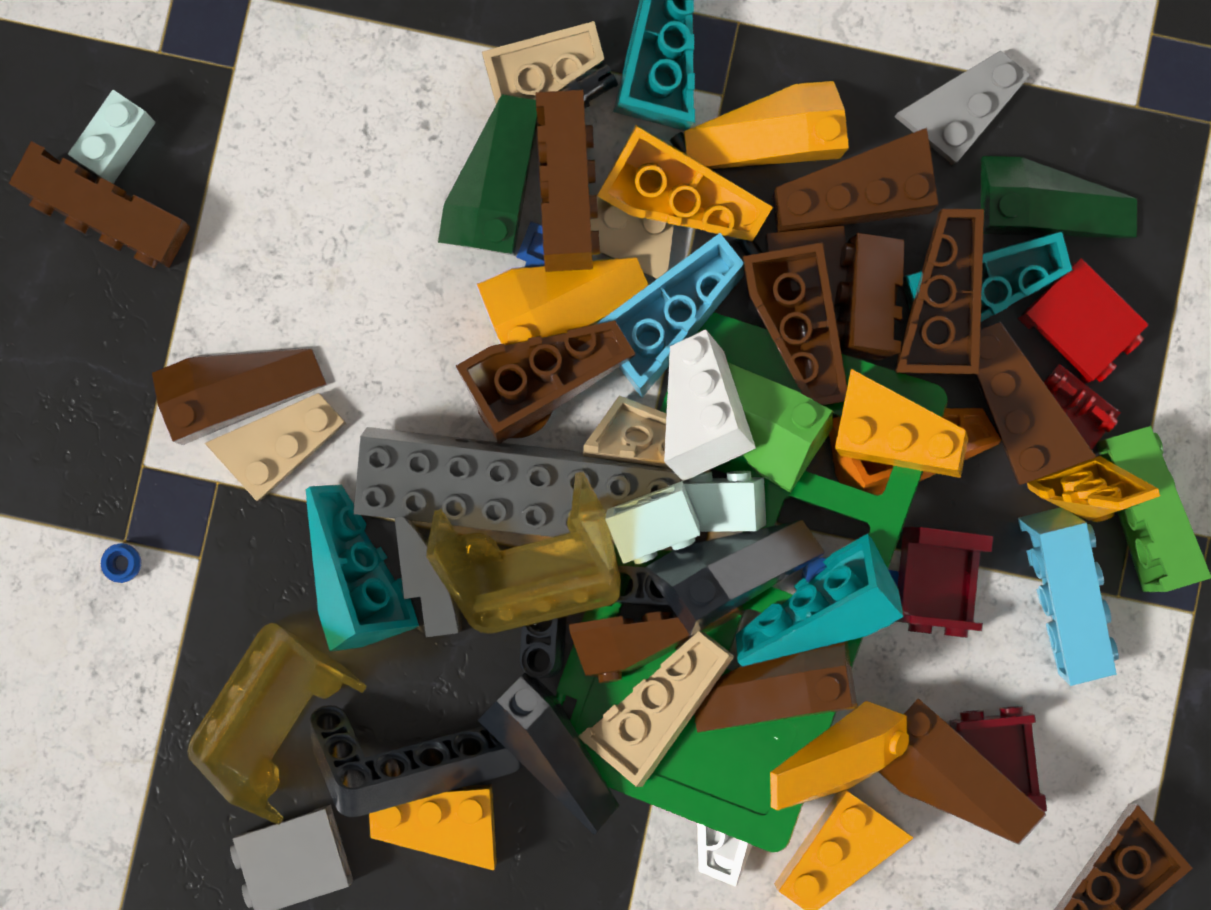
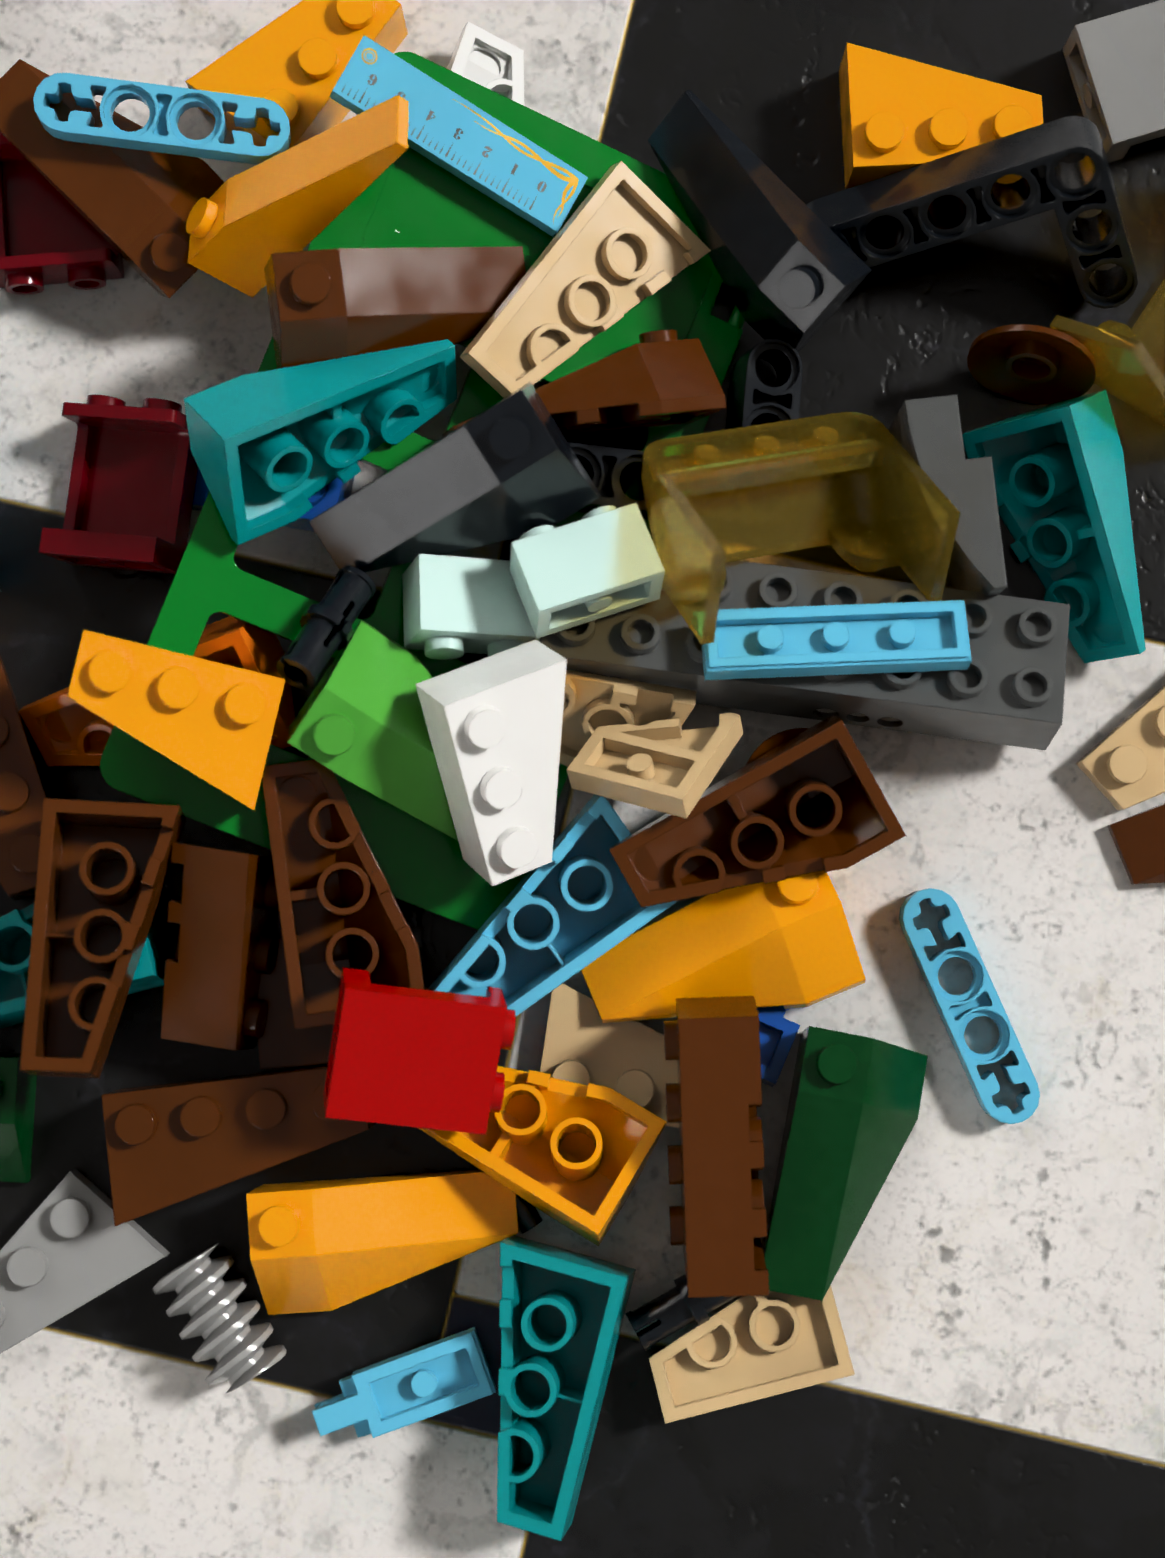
camera: 165 degrees left, 0 degrees up
(376, 667) = (1031, 364): none -> reddish brown dish
(411, 273) = (961, 1008): none -> medium azure beam
(497, 483) = (838, 640): none -> medium azure tile
(607, 408) = (654, 762): none -> tan wing
(737, 798) = (463, 137): none -> medium azure tile
(747, 39) = (409, 1387): none -> medium azure hinge
(748, 226) = (416, 1056): none -> red panel
(811, 484) = (326, 628): none -> black pin
(861, 76) = (220, 1319): none -> light grey piece
(925, 802) = (165, 108): none -> medium azure beam

